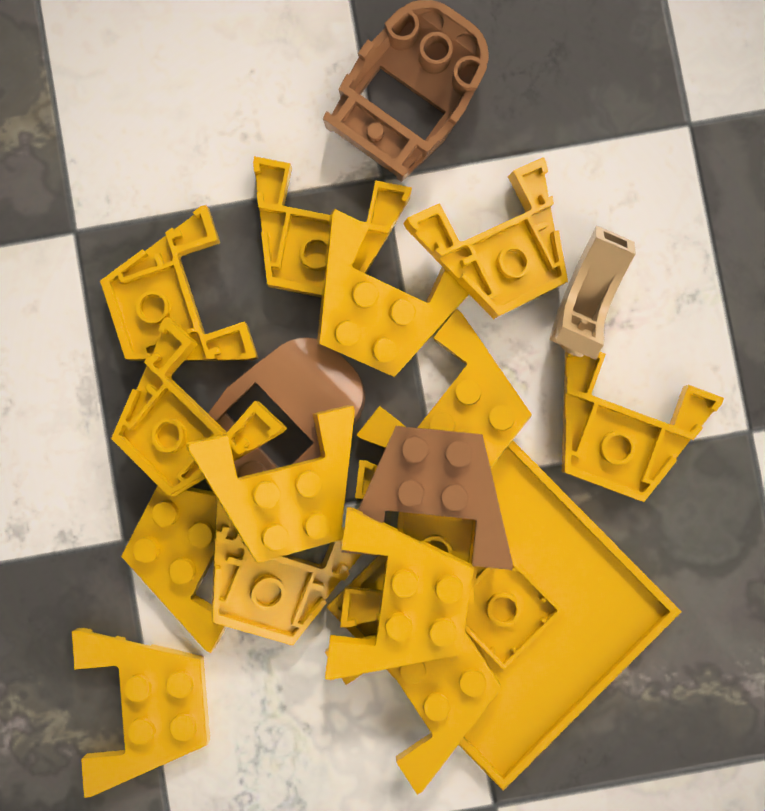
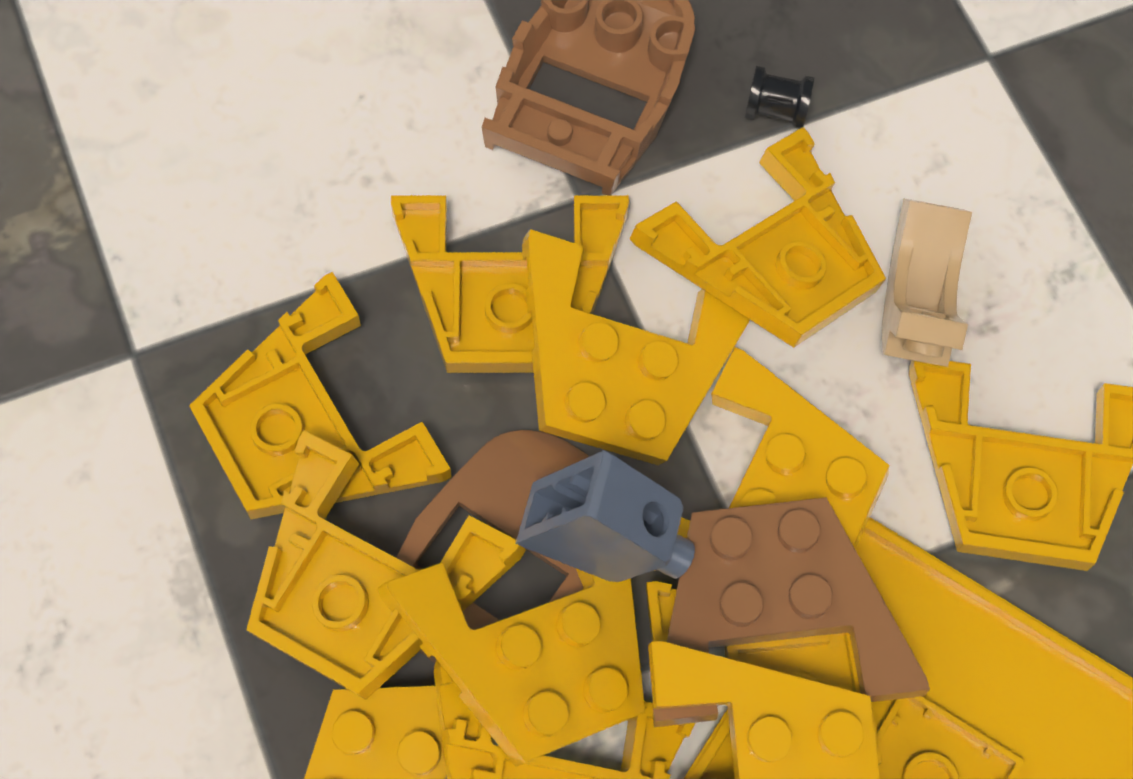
camera: 20 degrees left, 20 degrees down
(336, 429) = (606, 521): none -> sand blue torso
(533, 131) = (797, 91): none -> black bush

